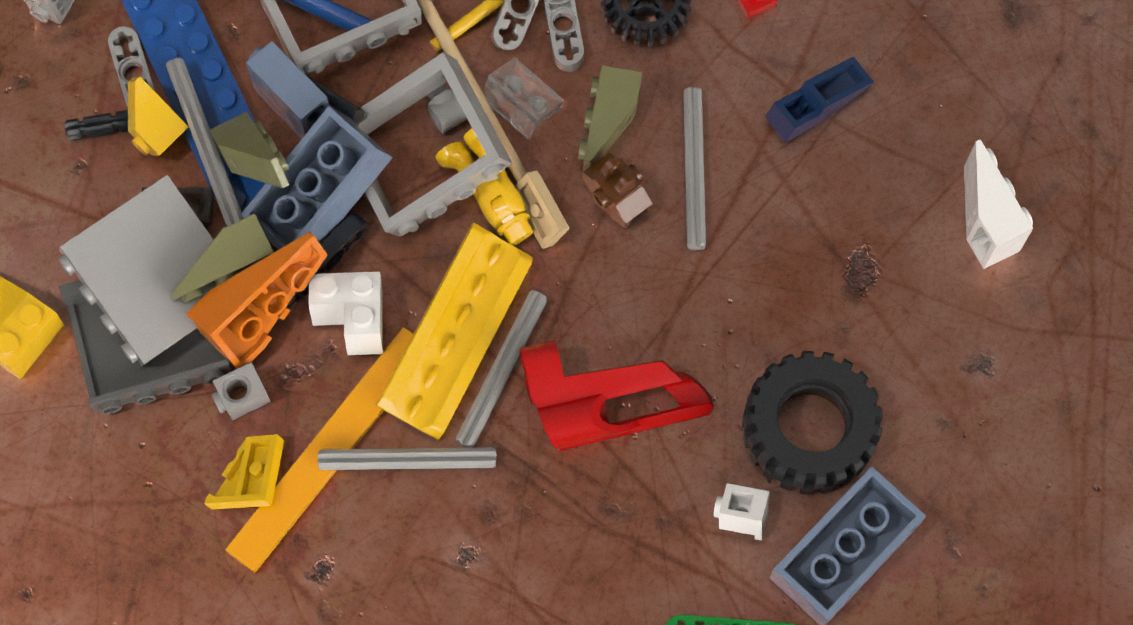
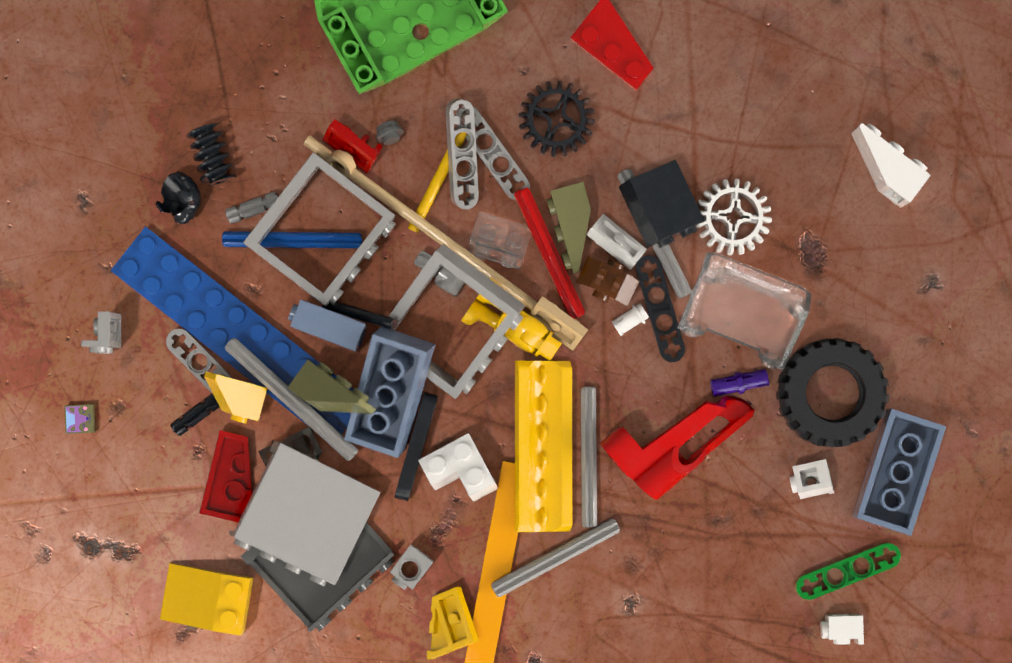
camera: 25 degrees left, 15 degrees up
(95, 197) = (228, 479): none -> red wing
(230, 251) = (354, 479): olive slope -> none
(247, 306) = (384, 516): orange wedge -> none
(568, 132) = (549, 253): none -> red axle
(622, 243) = (630, 319): none -> white pin
(648, 155) = (616, 241): none -> white plate
(661, 249) = (663, 308): none -> black beam
(711, 368) = (739, 382): none -> dark purple pin
(716, 135) = (662, 204): none -> black brick
(754, 288) = (746, 308): none -> clear windscreen
(767, 171) = (747, 218): none -> white gear
(818, 99) = (721, 134): dark blue slope -> none

